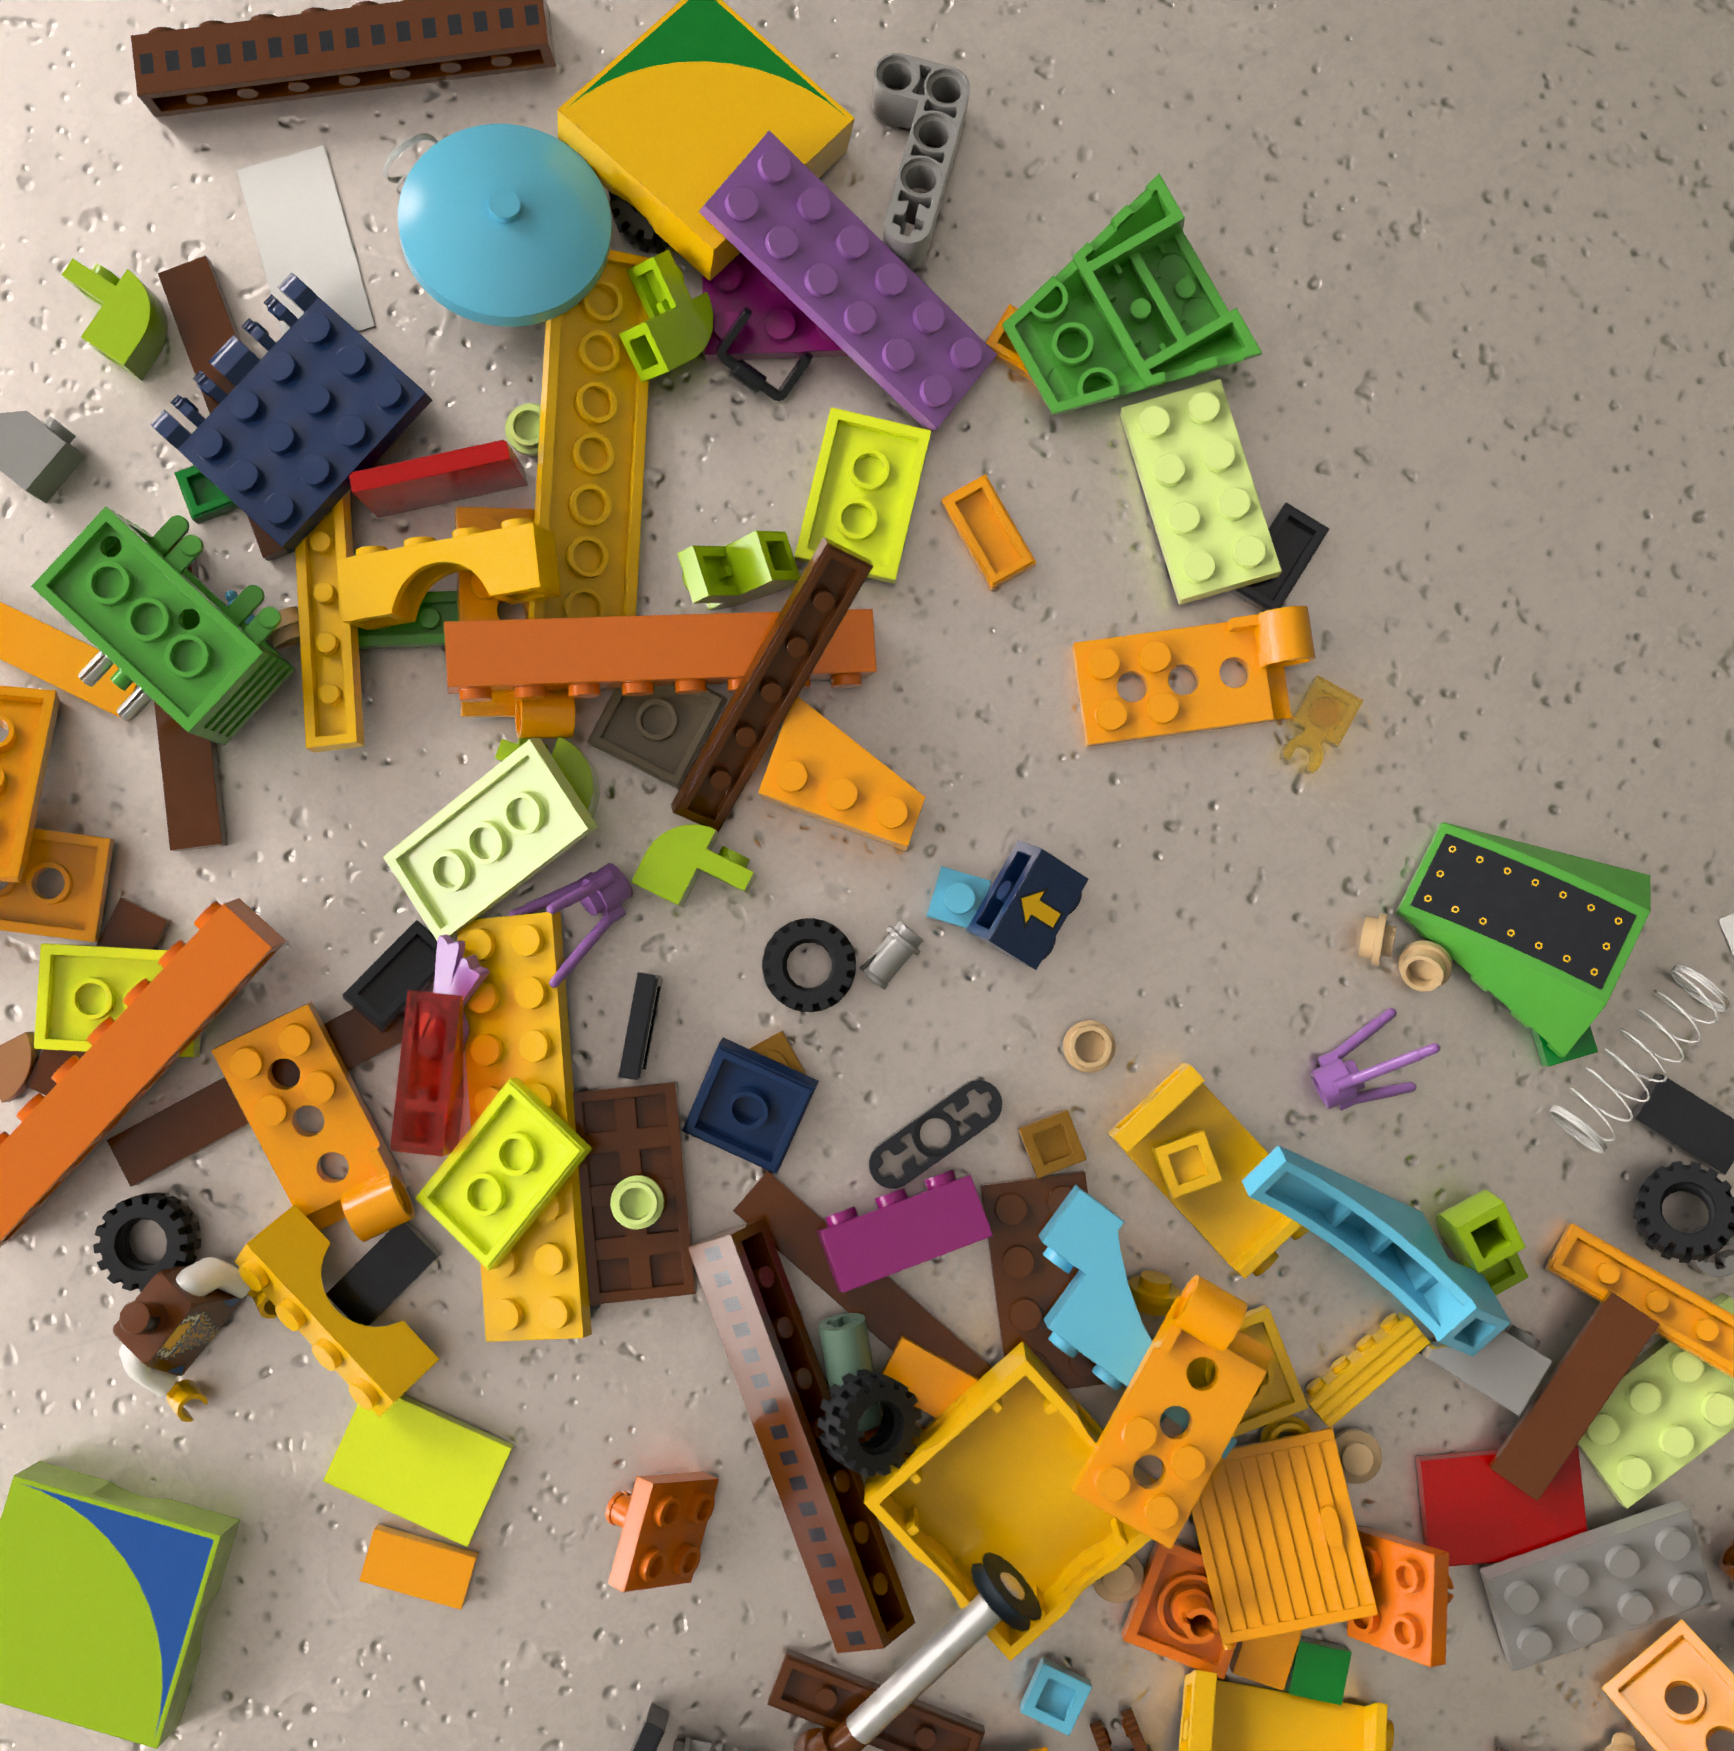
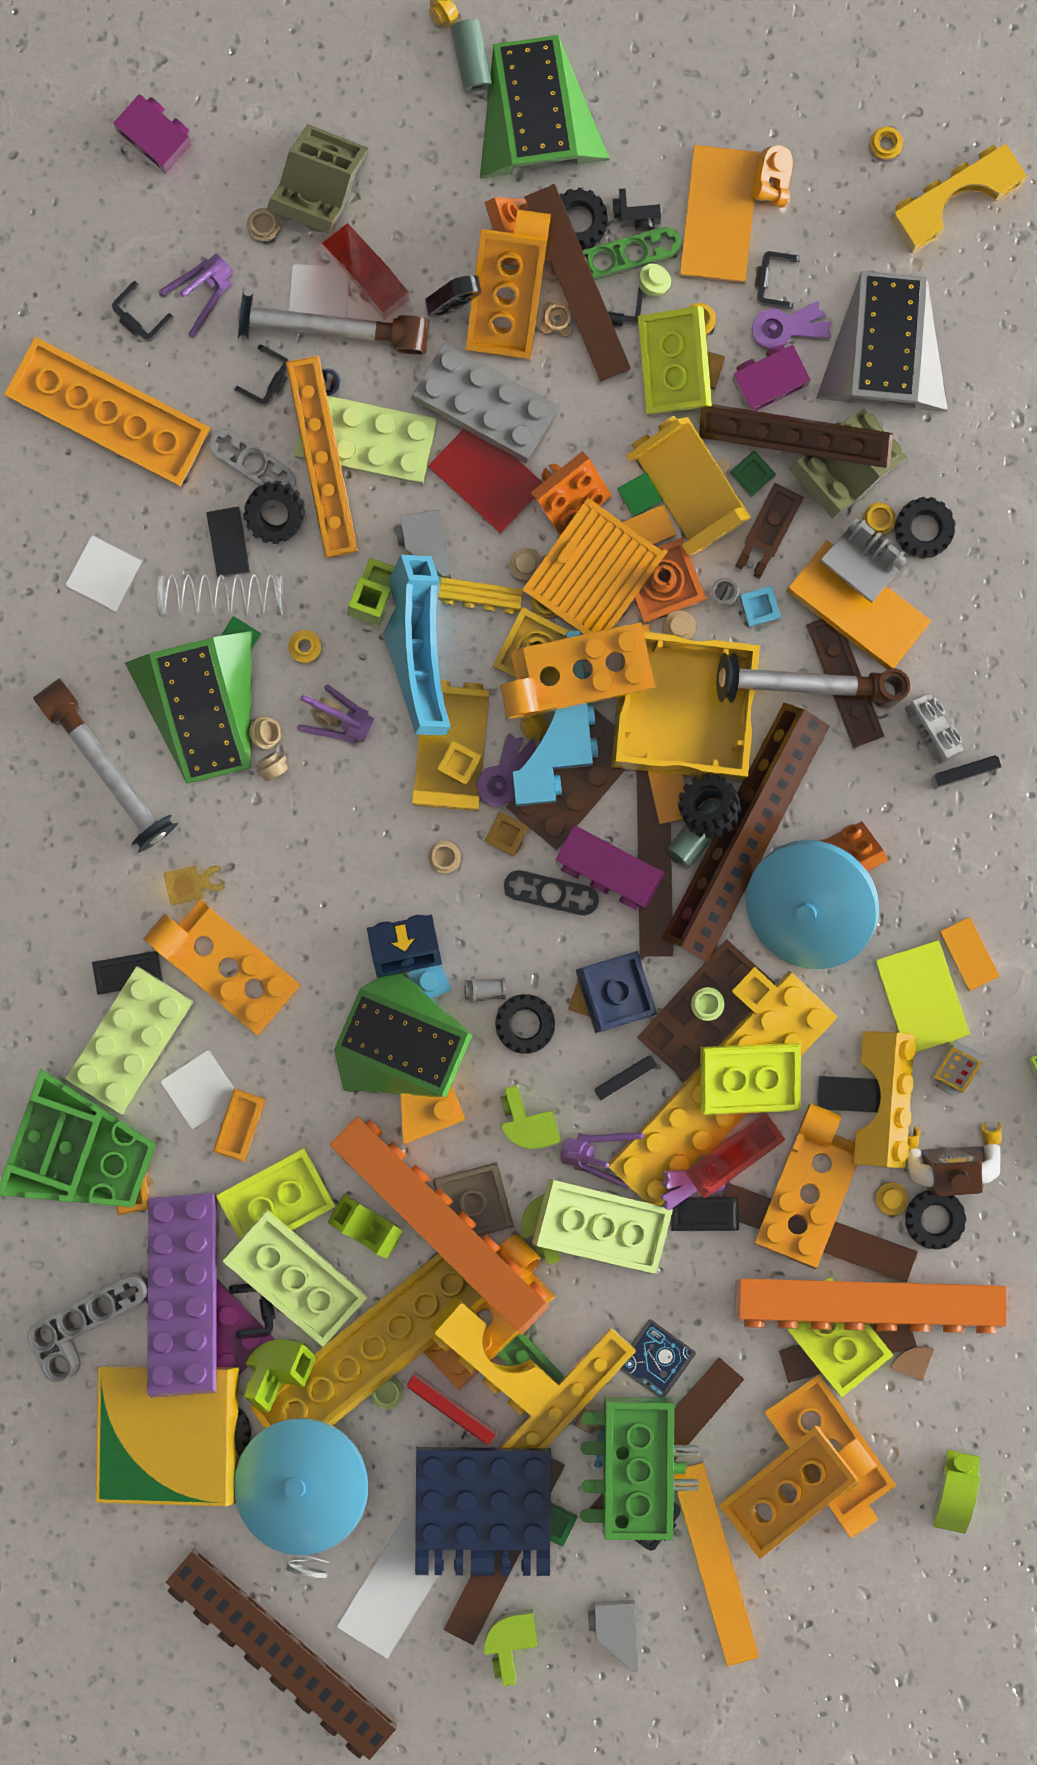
camera: 130 degrees left, 0 degrees up
(219, 1212) = (892, 1198): none -> yellow plate
(286, 776) = (657, 1359): none -> sticker
(293, 1434) = (956, 1068): none -> light grey slope
(601, 1274) = (755, 990): none -> yellow plate
(640, 1440) = (812, 904): none -> medium azure dish
(755, 435) = (294, 1278): none -> yellowish green plate
(771, 684) = (410, 1157): reddish brown tile -> none
(918, 798) = (399, 1041): none -> wedge
(1070, 525) = (199, 1089): none -> white sticker
(1119, 1665) = (720, 588): none -> light grey hinge
(1124, 1186) = (496, 782): none -> medium lavender piece
(1381, 1051) = (324, 718): none -> tan plate
(1470, 1104) = (304, 657): none -> yellow plate
(1573, 1395) = (406, 492): reddish brown tile -> none
(1665, 753) = (62, 709): none -> piece

